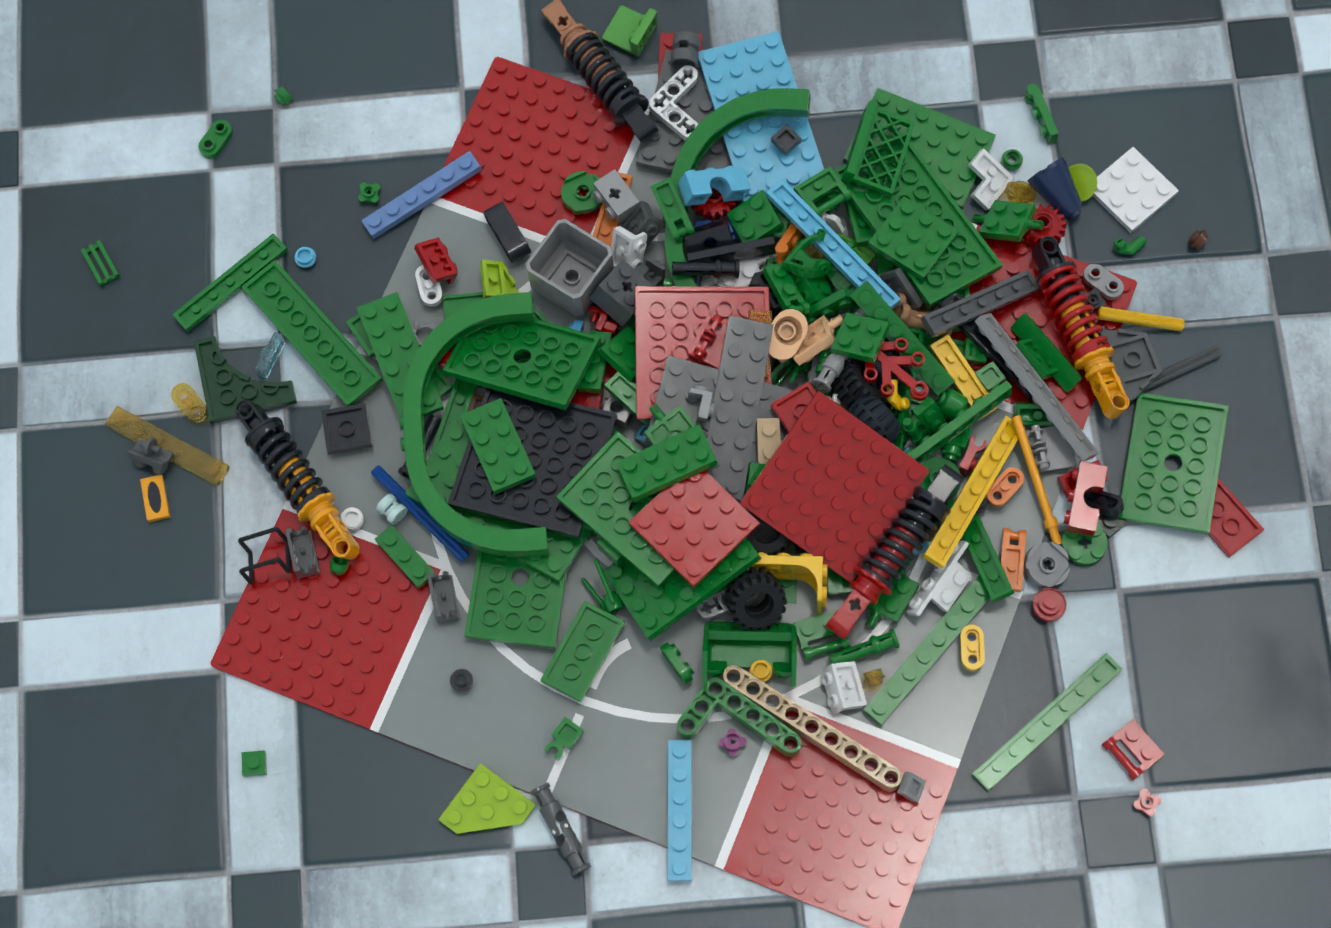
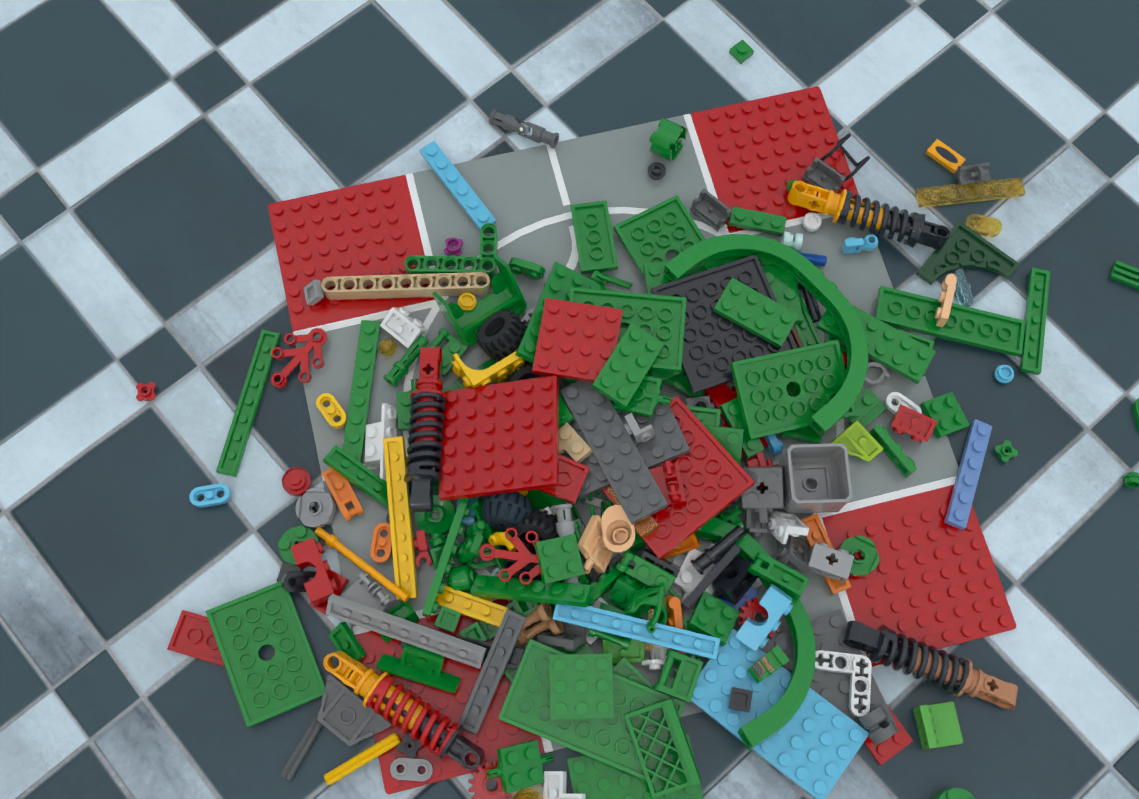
camera: 135 degrees right, 0 degrees up
(301, 347) = (946, 298): none -> light nougat hinge
(334, 463) = (855, 245): none -> medium azure plate
(346, 428) = (867, 273): black plate -> none
(394, 257) = (947, 413): none -> green plate
(425, 698) = (667, 139): none -> green brick
(472, 236) = (893, 451): none -> green plate
(486, 804) = (582, 116): lime plate -> none
(507, 232) = (884, 485): black beam -> none
(565, 736) = (563, 179): green plate -> none
(741, 150) = (768, 664): none -> green leg
(967, 730) = (300, 355): none -> red plant
(1094, 422) = (346, 641): none -> green plate
(1138, 744) = (174, 427): plate -> none
(1142, 646) = (210, 495): none -> medium azure plate

